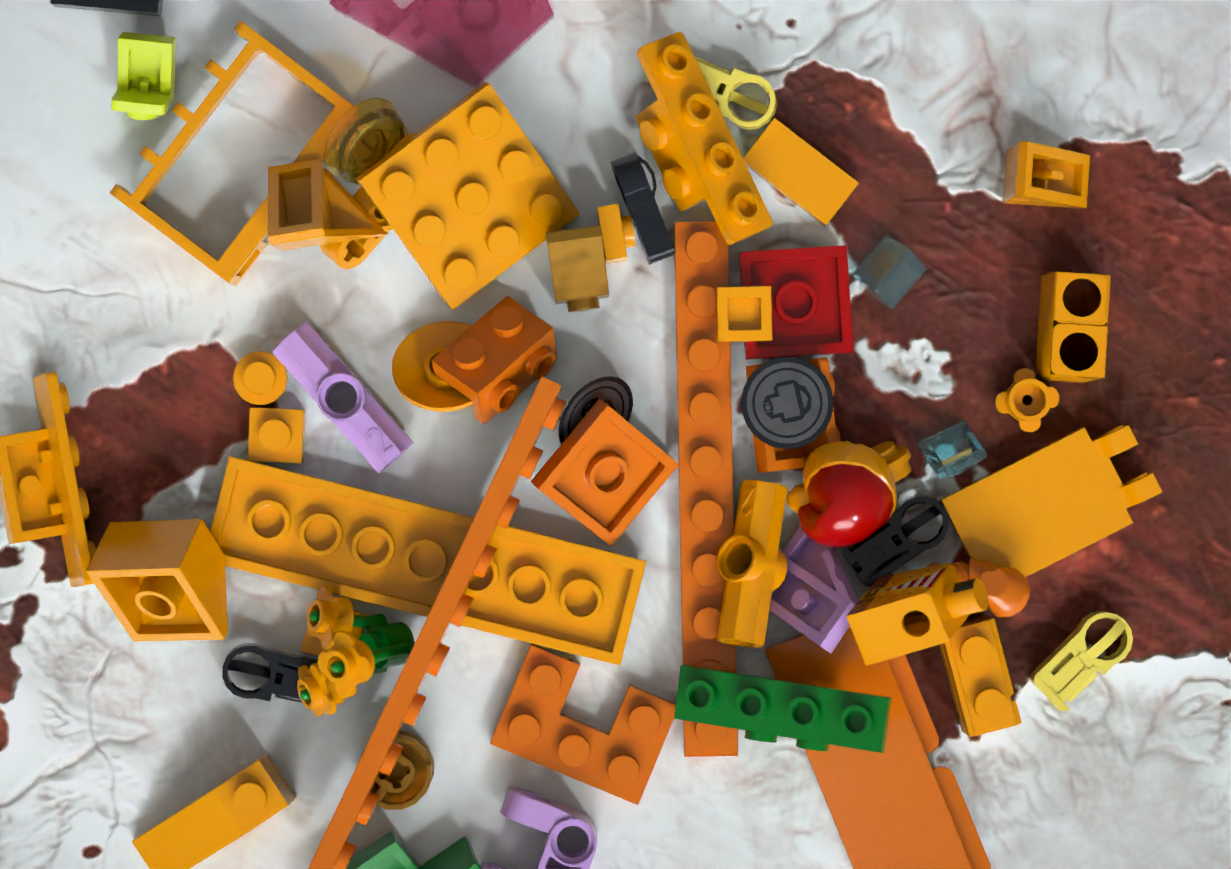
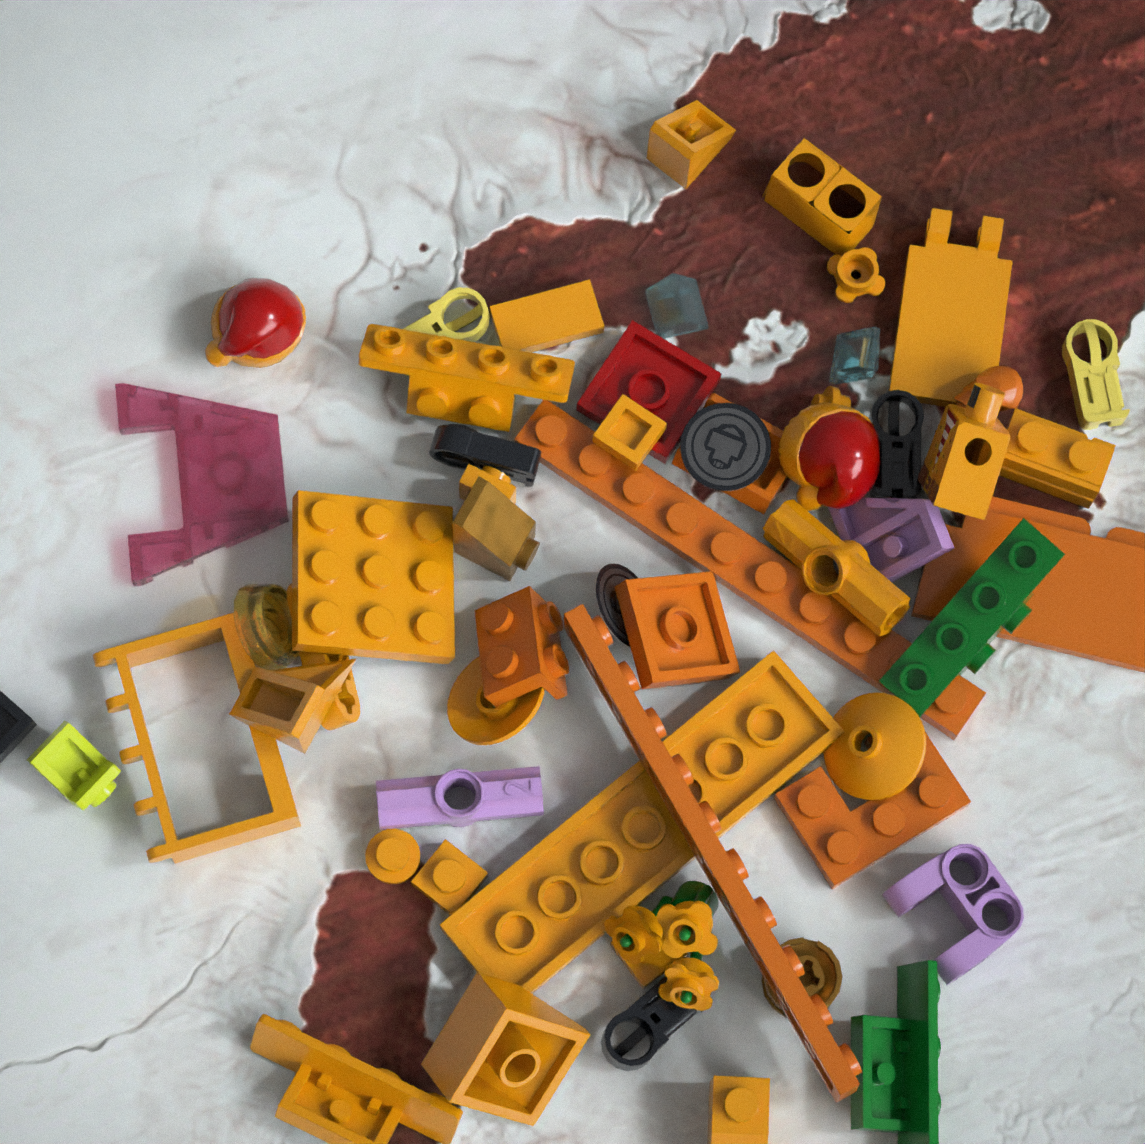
camera: 60 degrees left, 15 degrees down
(637, 715) = (894, 754): none -> light orange dish

